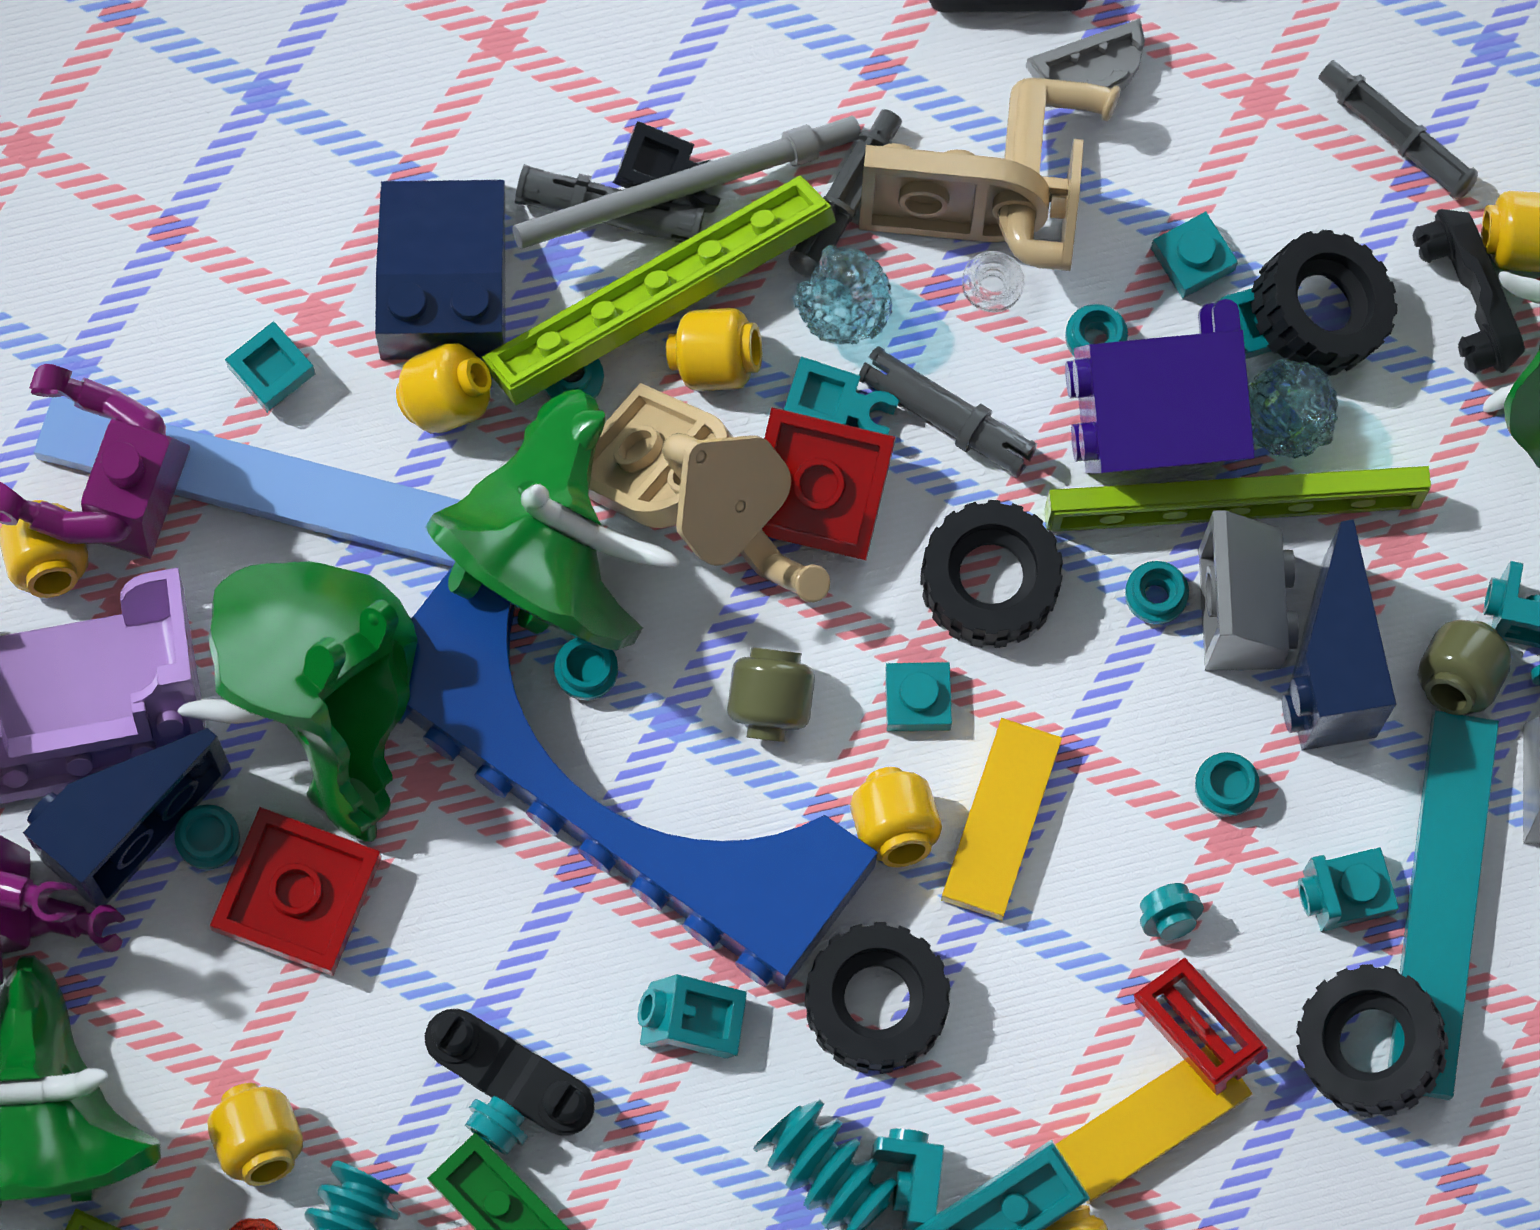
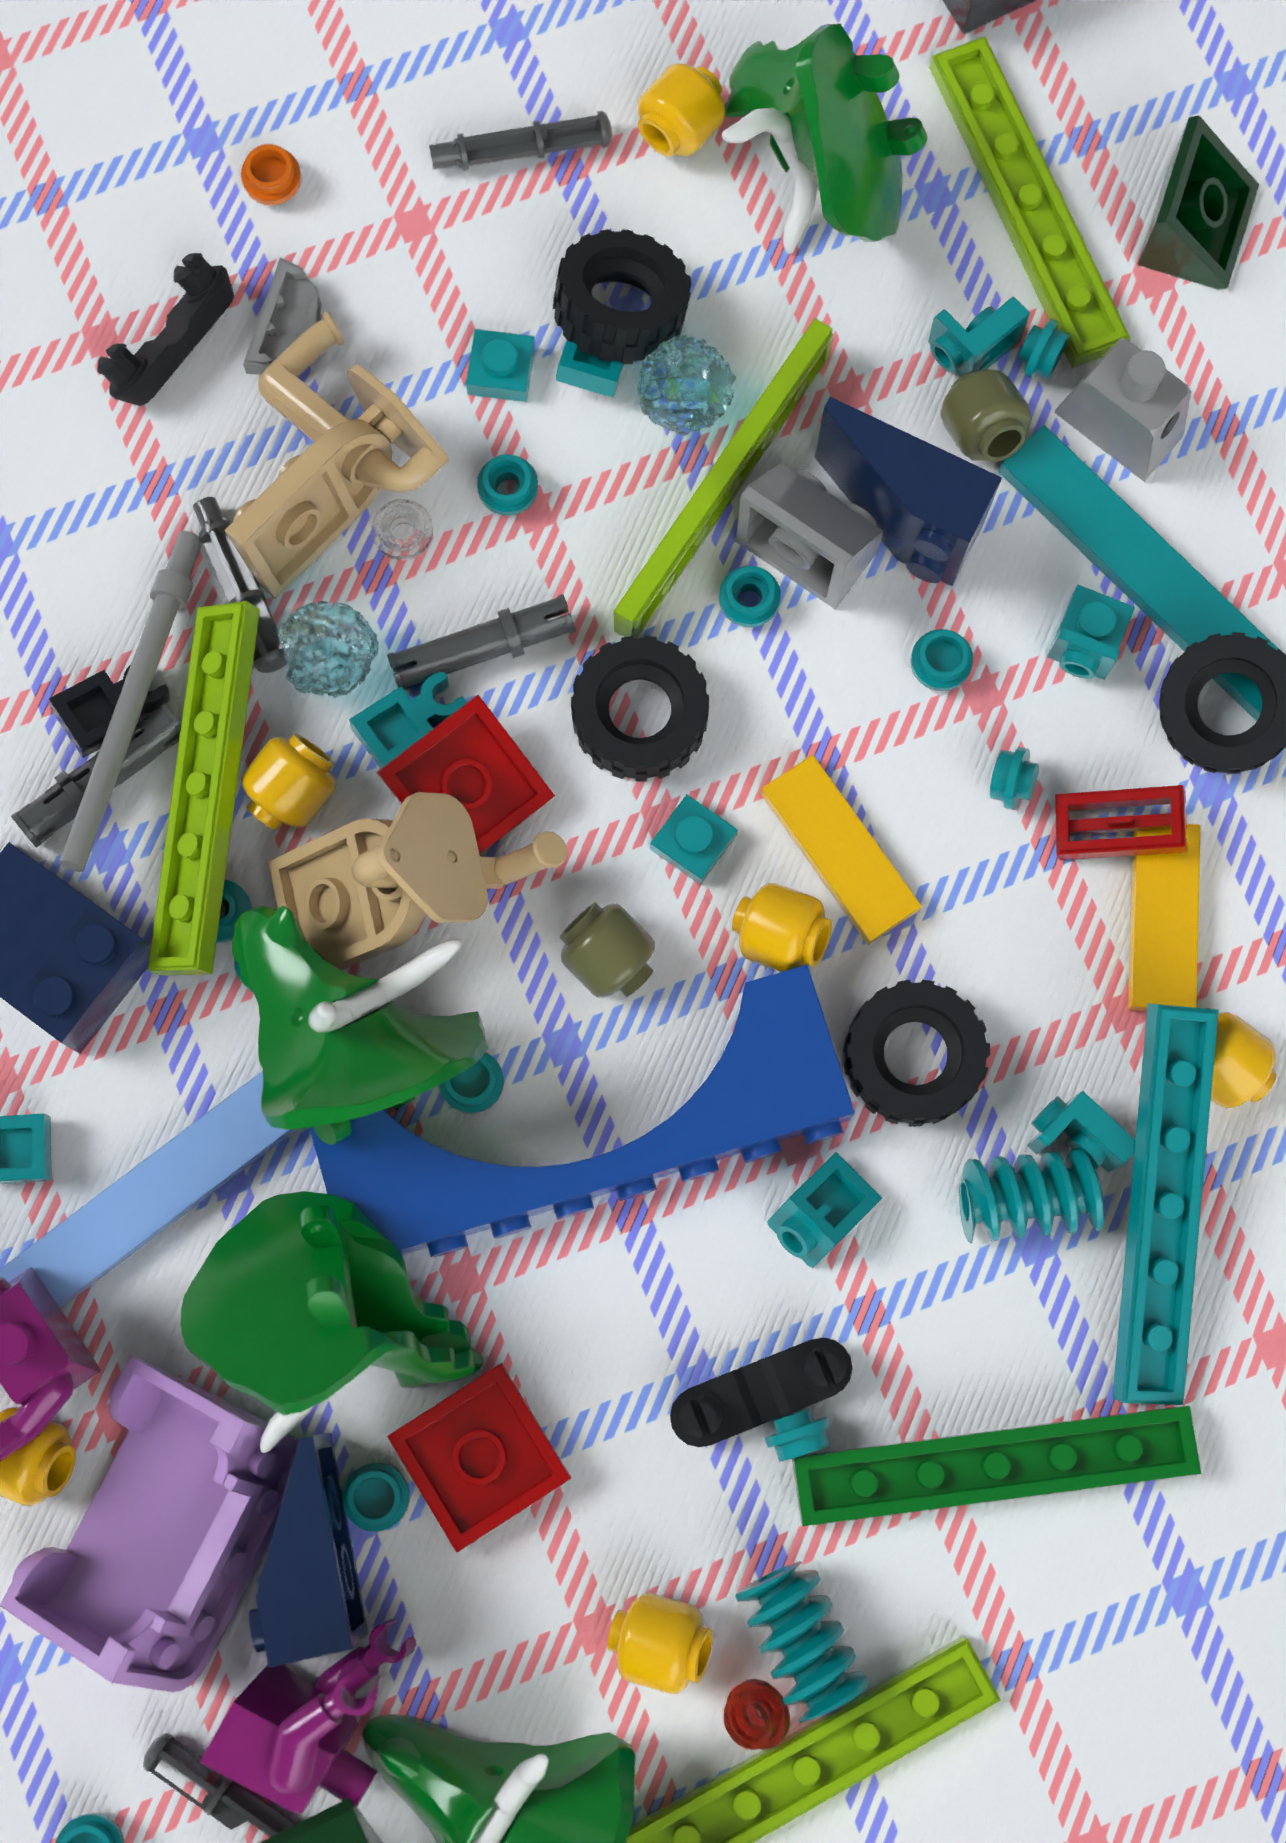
camera: 50 degrees left, 5 degrees up
(444, 388) = (150, 1021): yellow head -> none
(1164, 398) = (612, 465): dark purple container -> none
(1499, 337) = (652, 165): black piece -> none

